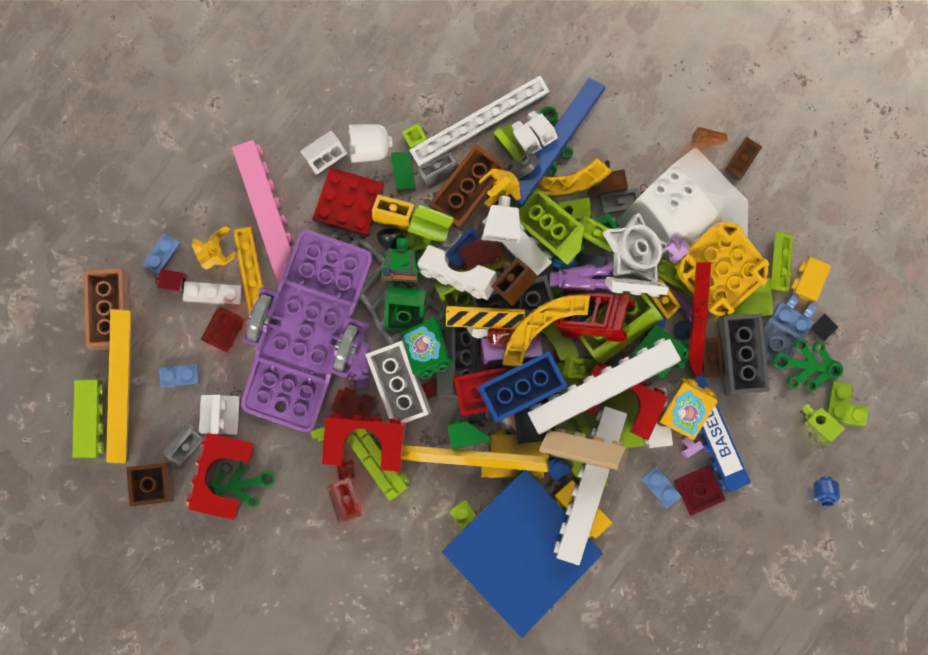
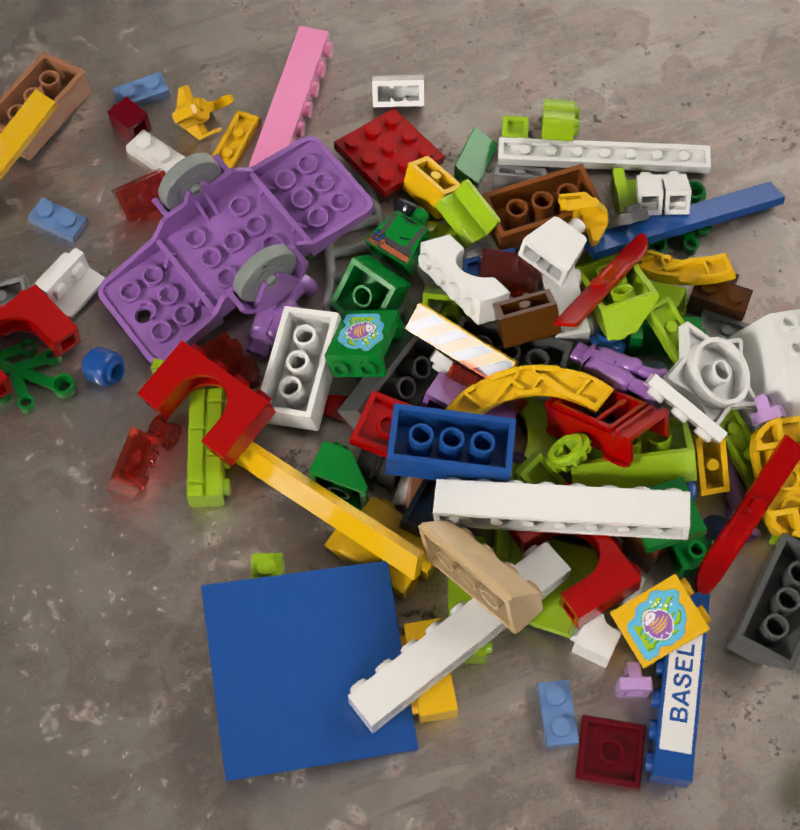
camera: 30 degrees right, 20 degrees down
(281, 453) = (103, 366): none -> blue head
(368, 142) = (455, 102): white cylinder -> none
(438, 114) = (560, 120): none -> lime brick
(543, 222) = (603, 283): none -> red piece
(558, 468) = (431, 594): blue brick -> none
(580, 350) = (558, 456): none -> lime gear
(713, 358) = (735, 587): reddish brown plate -> none

